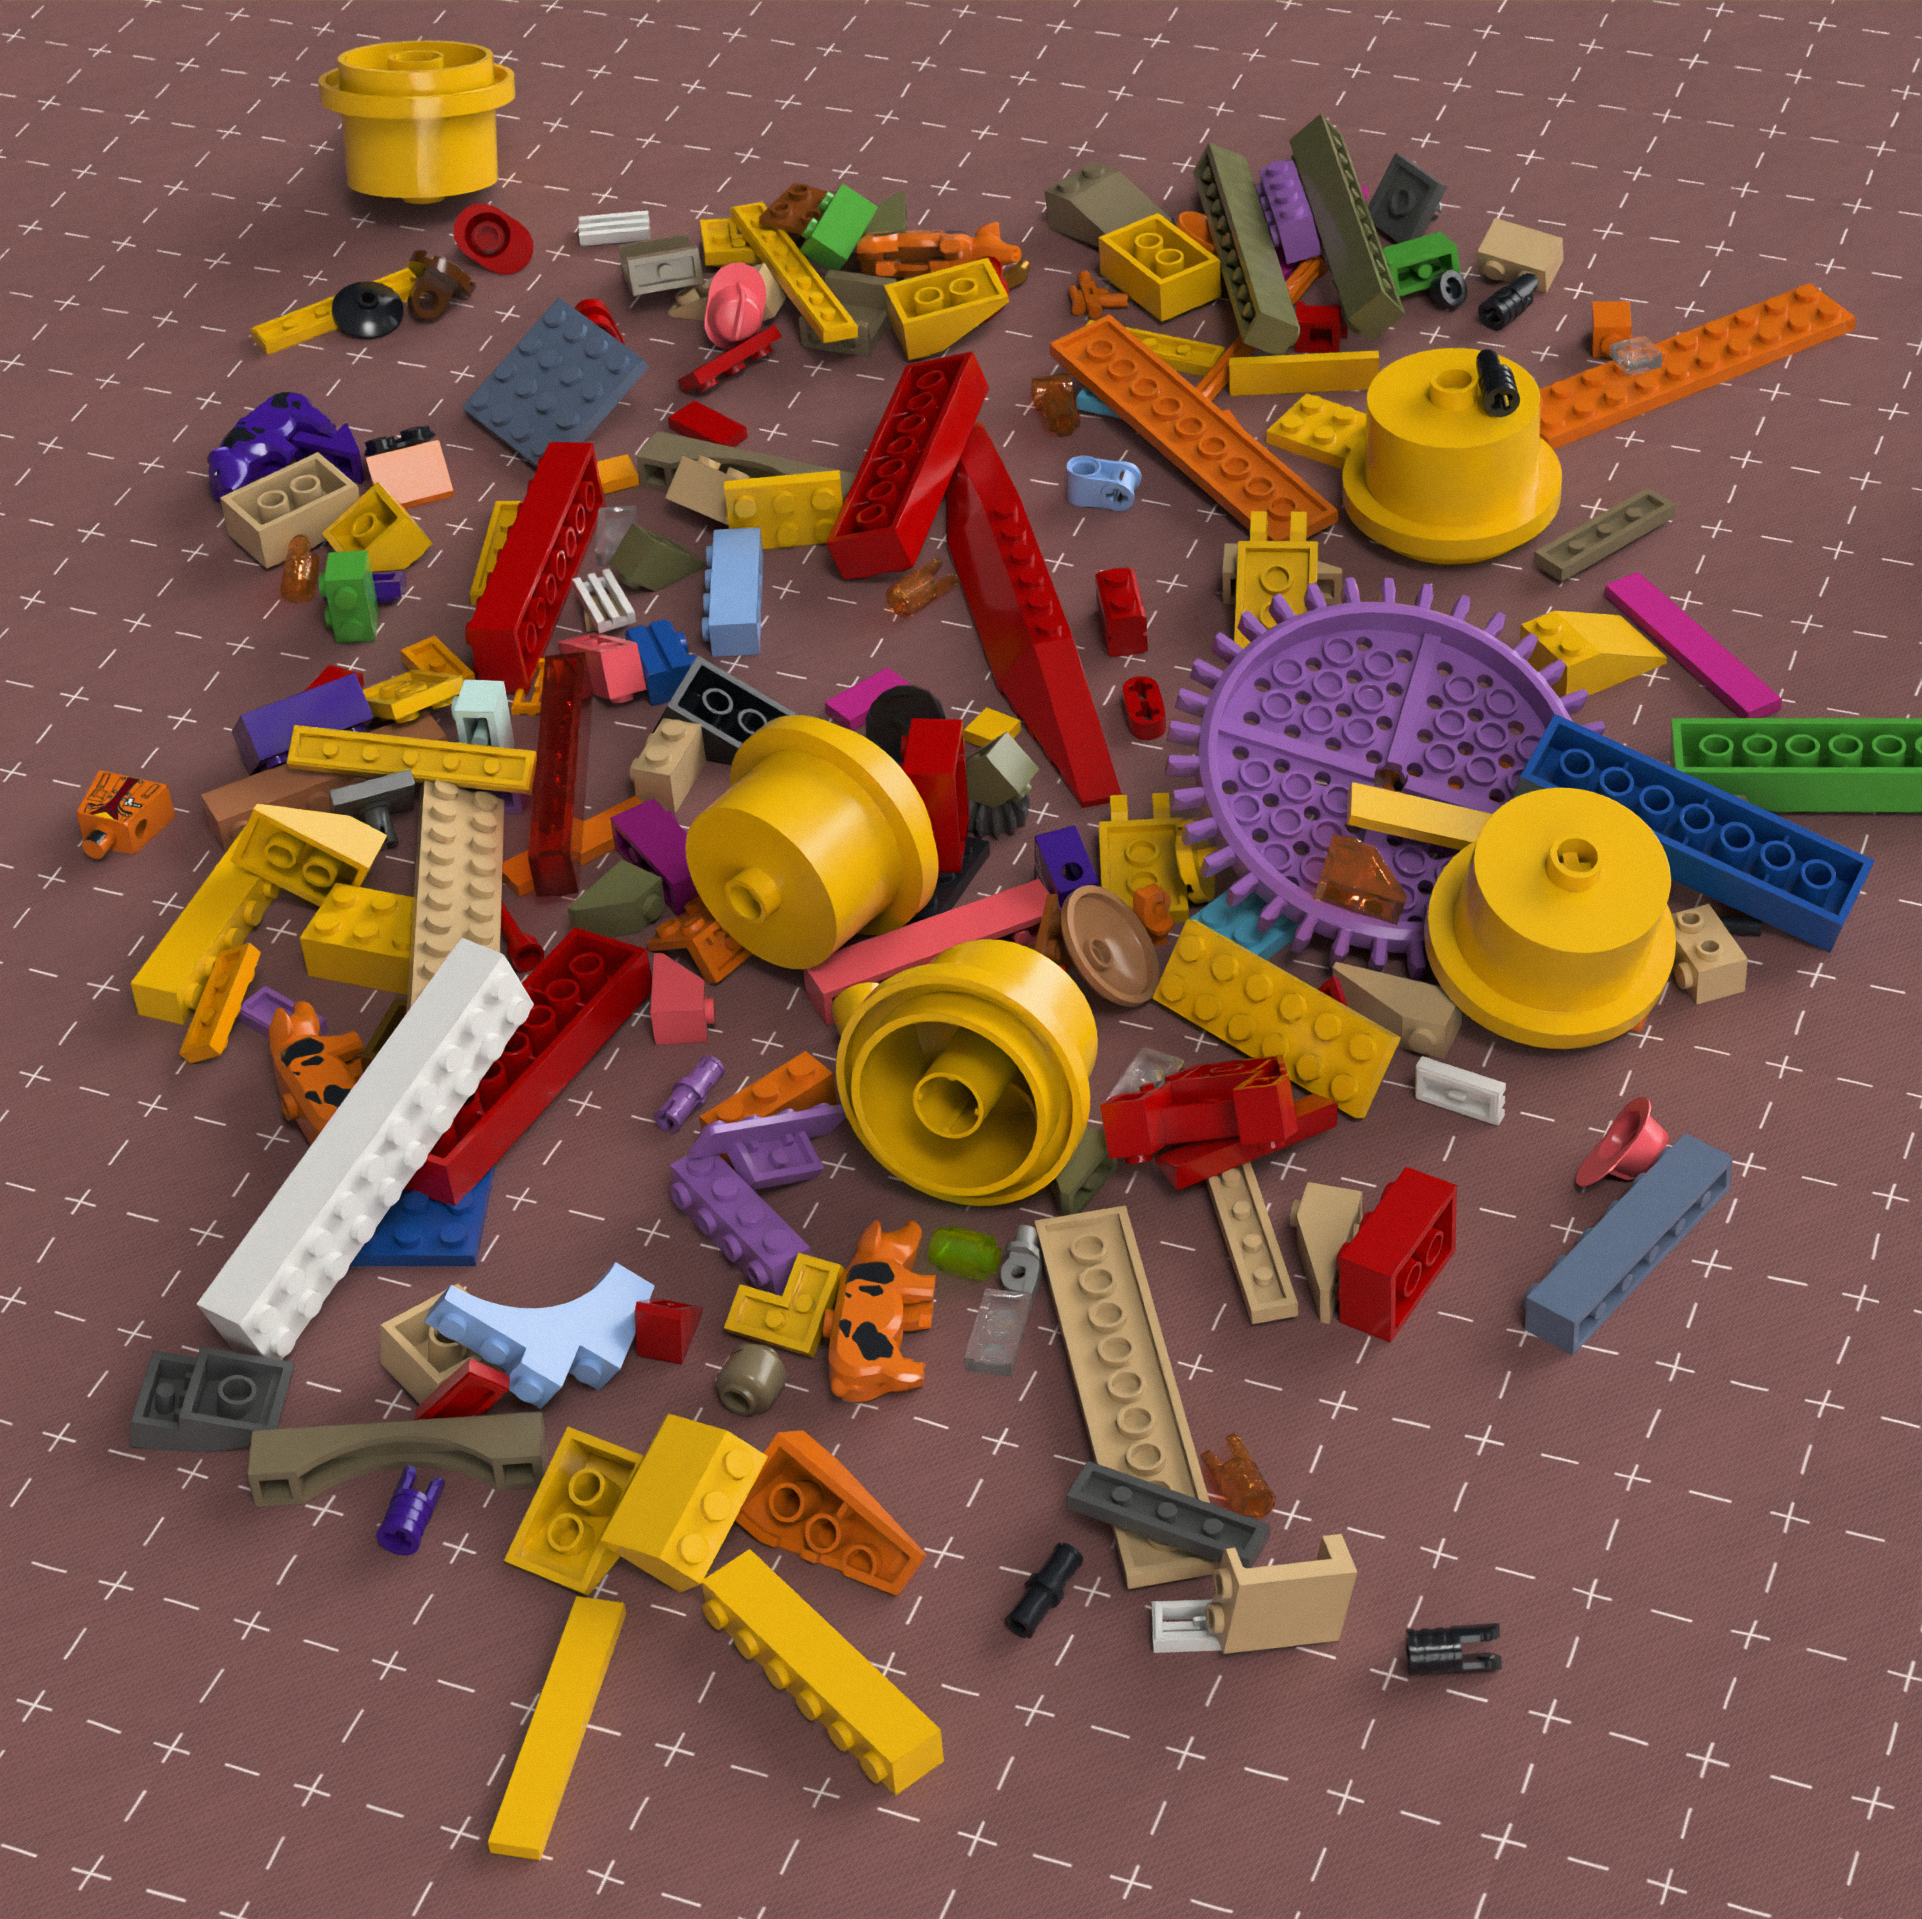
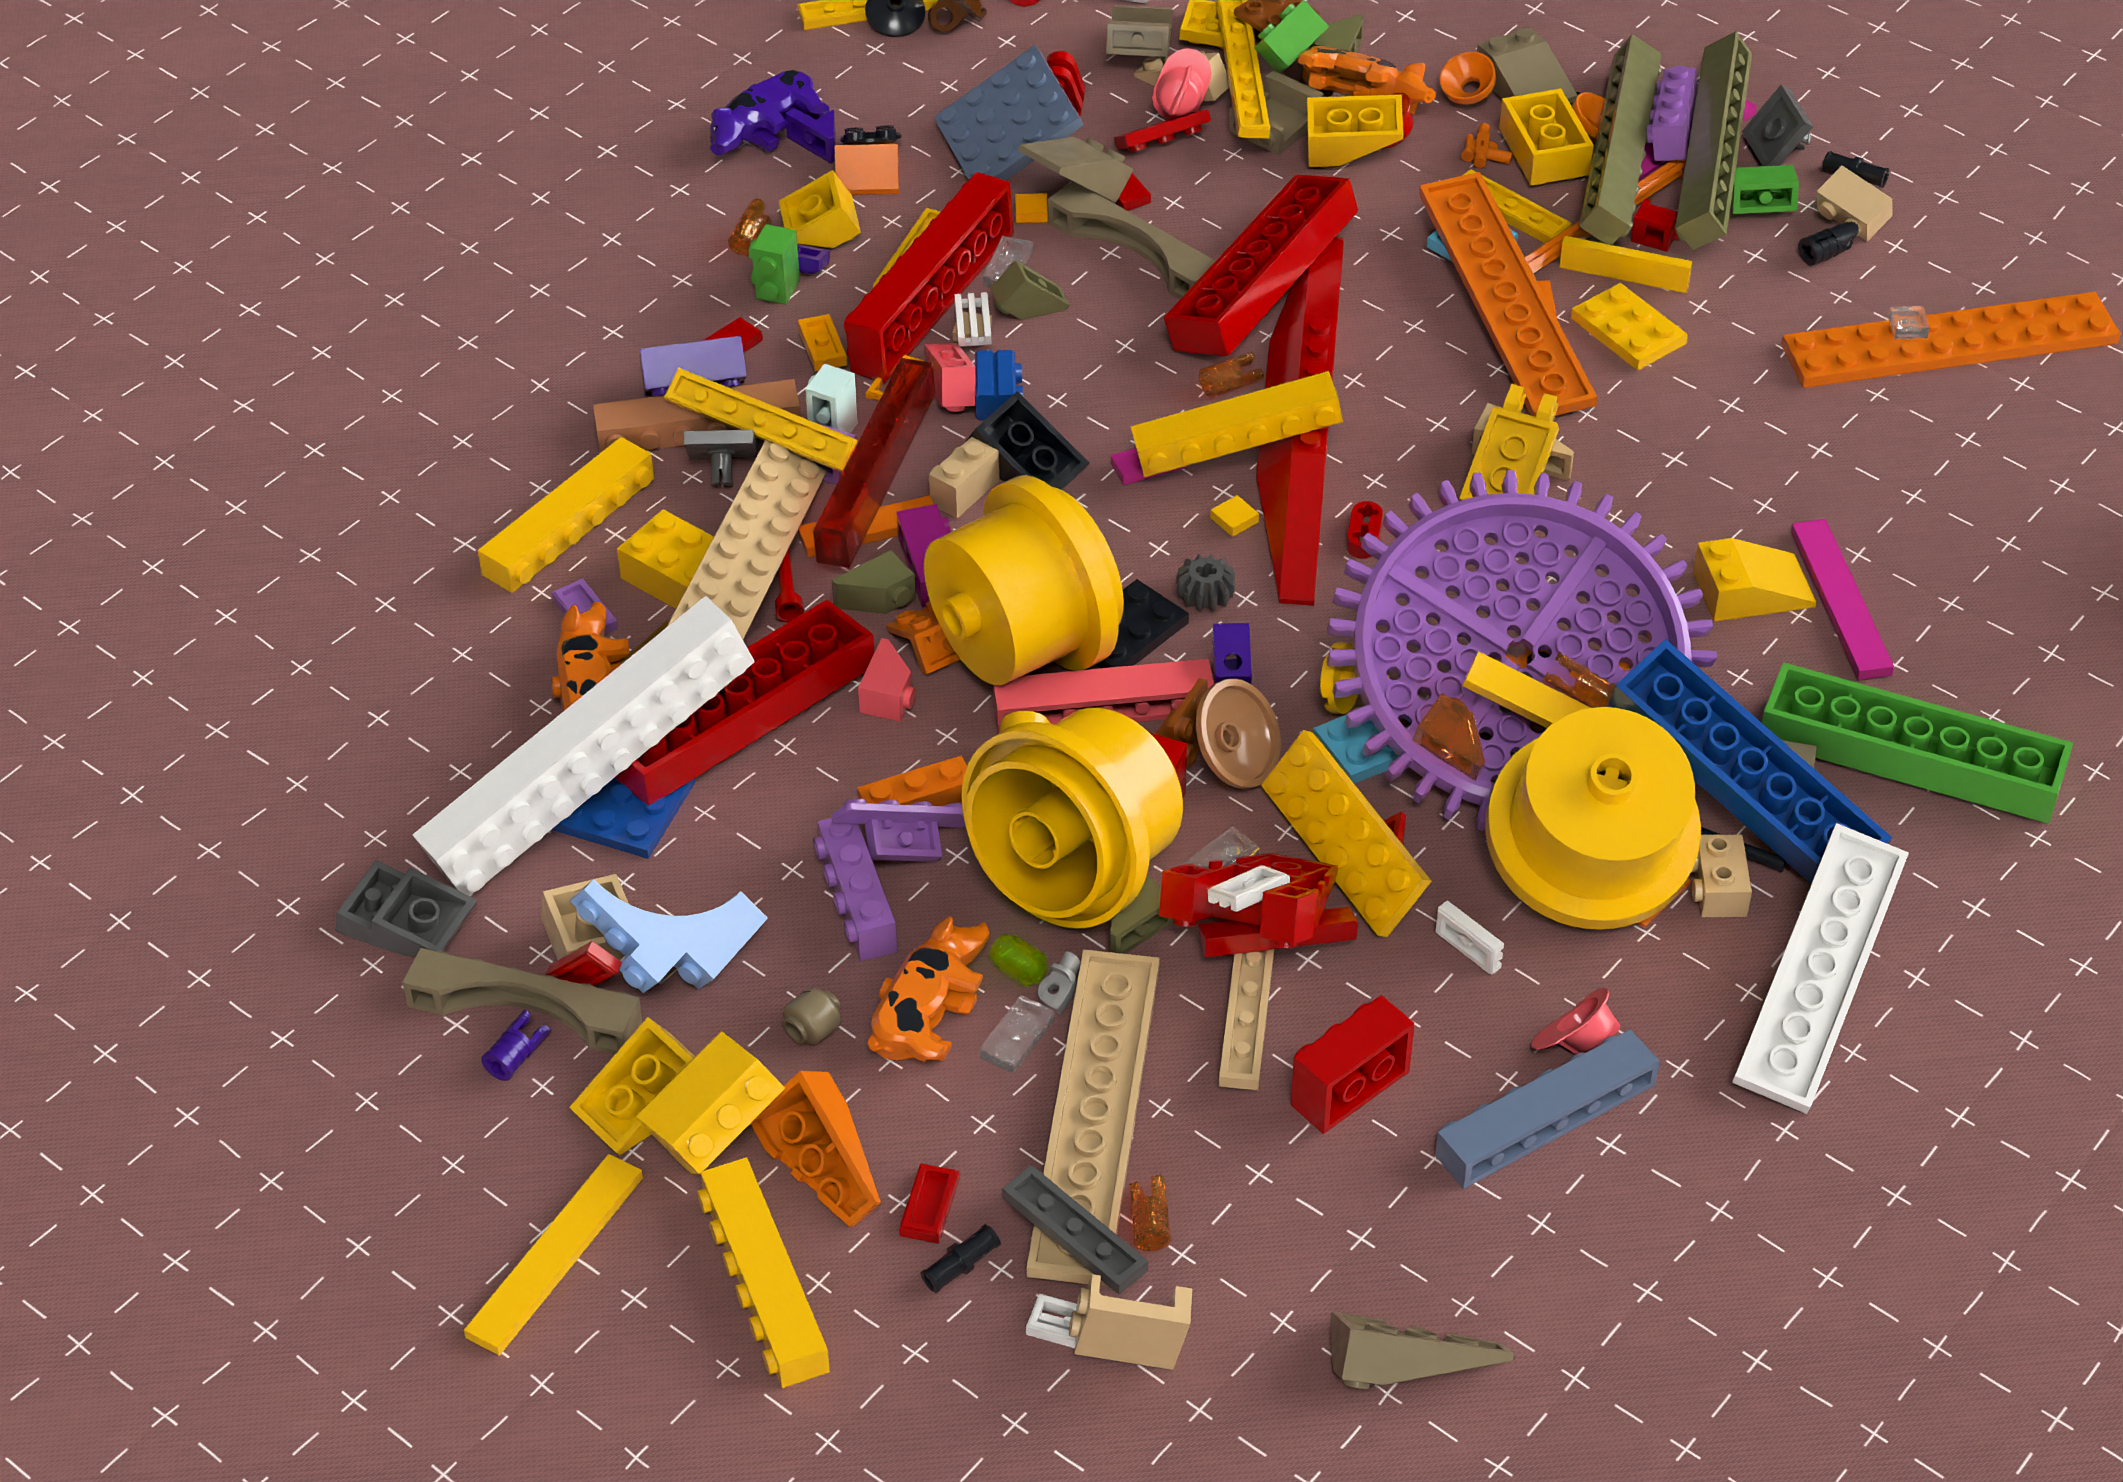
camera: 15 degrees right, 5 degrees up
(122, 813) = (531, 403): orange torso -> none
(220, 1003) = (540, 585): light orange plate -> none
(287, 503) = (759, 170): tan brick -> none
(307, 850) = (650, 477): yellow slope -> none
(409, 692) = (782, 361): yellow plate -> none
(661, 409) = (1082, 163): none -> dark tan slope
(665, 1328) = (765, 953): red slope -> none
(689, 1093) = (865, 762): medium lavender pin -> none
(701, 487) = (1097, 247): tan brick -> none
(733, 592) = (1079, 339): light blue brick -> none
(786, 507) = (1142, 277): yellow plate -> none
(794, 1318) = (864, 974): yellow plate -> none
(892, 716) = (1162, 495): black tile -> none
(941, 780) = (1149, 564): red piece -> none
(964, 626) = (1237, 424): none -> yellow brick
(978, 1543) = (929, 1203): none -> red tile
(999, 772) = (1206, 558): olive slope -> none
(1017, 274) = (1427, 112): pearl gold bar -> none
(1045, 218) = (1464, 69): none -> orange piece
(1056, 399) = (1410, 238): clear orange piece -> none
(1098, 485) = (1413, 320): light blue piece -> none
(1121, 612) = (1380, 440): red brick -> none
(1142, 854) = (1295, 667): yellow tile -> none
(1152, 908) = (1288, 709): orange piece -> none
(1204, 1096) = (1246, 888): none -> white tile
(1324, 1223) = (1306, 1020): tan slope -> none
(1408, 1008) = (1453, 852): tan slope -> none
(1442, 1651) = (1244, 1405): black hinge -> none
(1444, 473) = (1703, 379): yellow piece -> none
(1448, 289) = (1781, 218): black tile -> none
(1479, 791) = (1588, 686): none -> clear orange hinge
(1480, 222) = (1868, 172): none -> black pin
(1495, 383) = (1748, 329): black hinge -> none
(1574, 1551) = (1377, 1353): none -> dark tan wedge
(1604, 534) = (1813, 477): dark tan plate -> none
(1609, 325) = (1902, 287): orange brick -> none
(1859, 1016) = (1820, 969): none -> white plate

